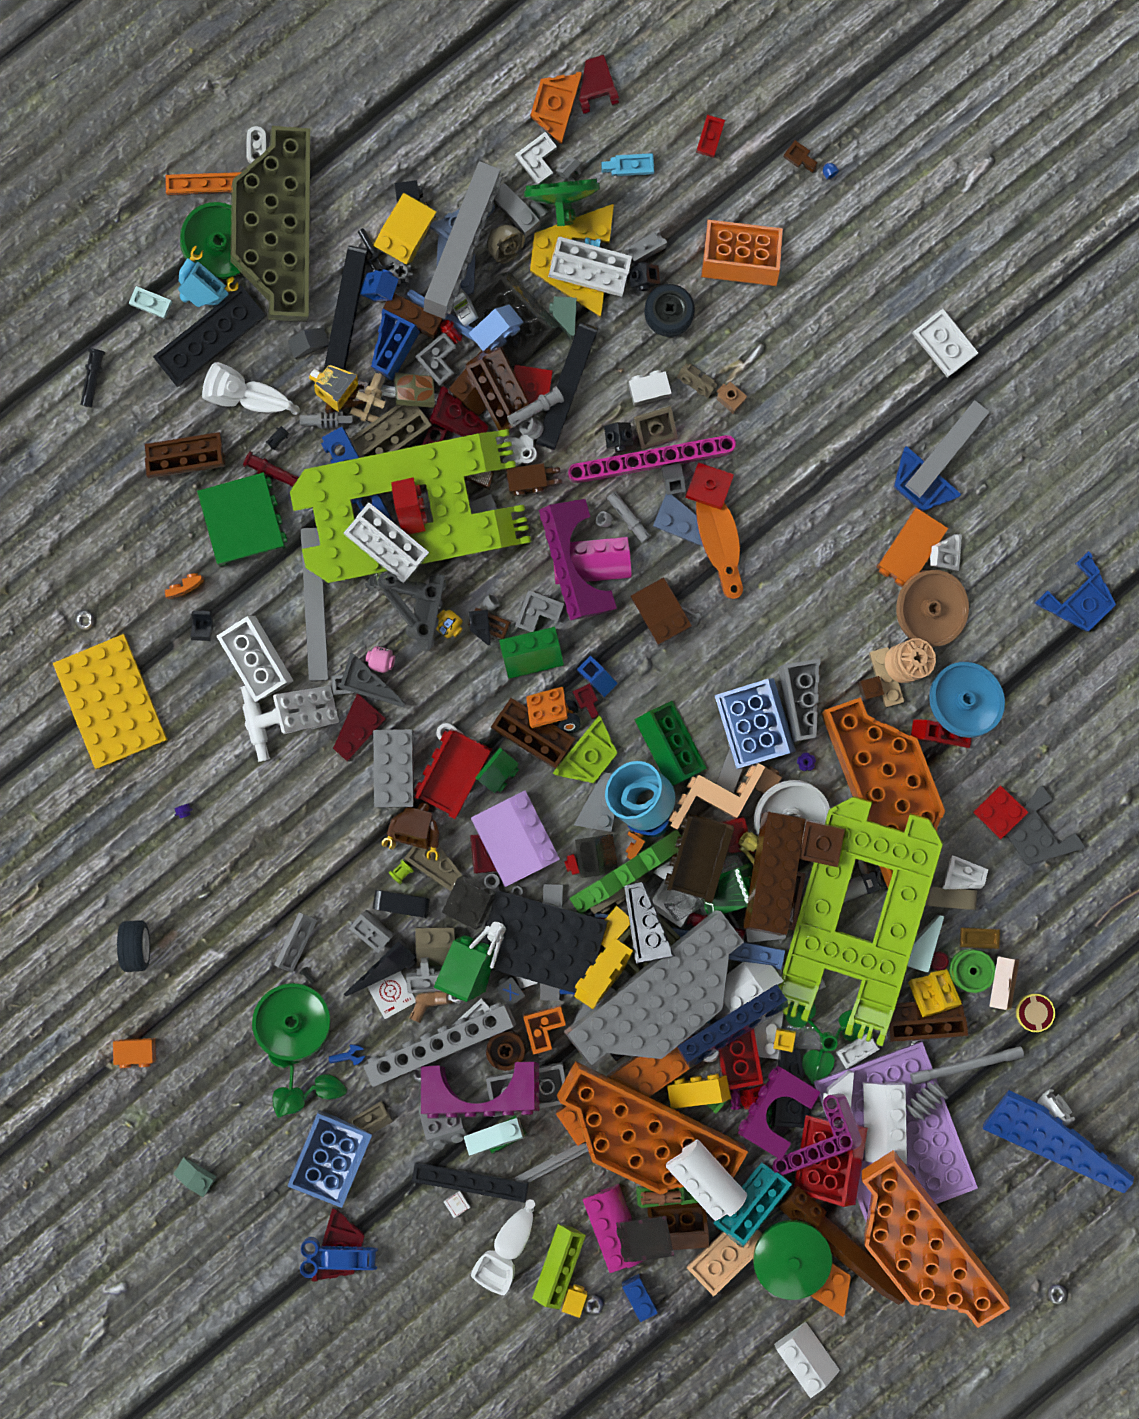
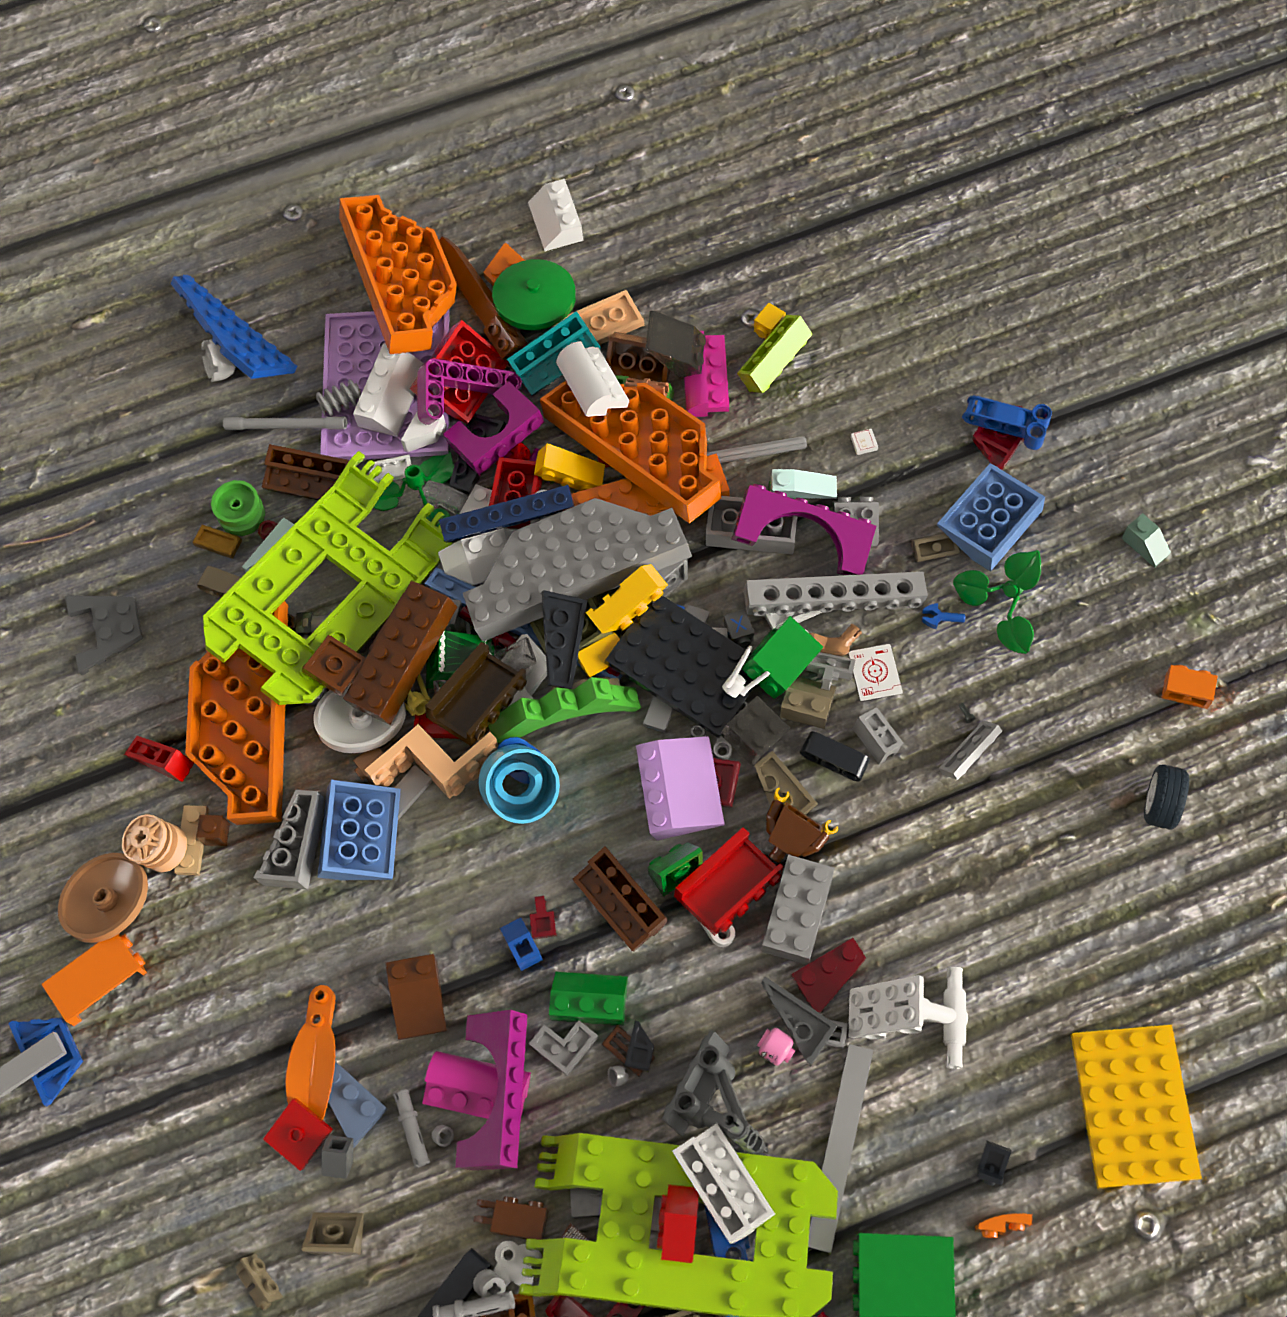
camera: 155 degrees left, 20 degrees down
(183, 810) = (1070, 940): dark purple plate -> none
(254, 658) = (934, 1097): white slope -> none
(291, 1022) = (998, 663): green dish -> none
(391, 963) = (868, 694): black wedge -> none
(401, 871) = (824, 791): lime bush -> none
(449, 624) = (676, 1062): yellow head -> none
(470, 1182) = (843, 455): black tile -> none
(495, 1268) = (838, 368): white piece -> none
(502, 1060) = (763, 557): reddish brown brick -> none
(539, 1023) = (713, 585): orange brick -> none
(552, 707) = (587, 920): orange plate -> none
(571, 864) = (625, 741): red plate -> none
(589, 755) = (561, 856): lime wing -> none
(595, 811) = (575, 792): light grey wing -> none
(596, 855) = (594, 740): clear smoke slope -> none
(618, 436) = (383, 1237): black brick -> none
(633, 849) = (547, 736): orange bracket -> none
(639, 1297) = (701, 306): blue brick -> none
(649, 388) = (321, 1290): white brick -> none
(659, 453) = (343, 1188): dark pink beam -> none
(670, 743) = (464, 839): green slope -> none
(730, 397) = (225, 1242): medium nougat brick -> none
(784, 1040) = (460, 495): yellow plate -> none
(801, 762) = (322, 779): dark purple plate -> none
(935, 993) = (286, 498): yellow slope -> none
(947, 553) = (57, 956): white wing -> none
(964, 875) = (198, 601): white wing -> none
(967, 699) = (113, 783): dark azure dish -> none
(1000, 812) = (135, 656): red plate -> none
(1004, 983) = (208, 483): container -> none
(1035, 1012) = (194, 455): tile -> none

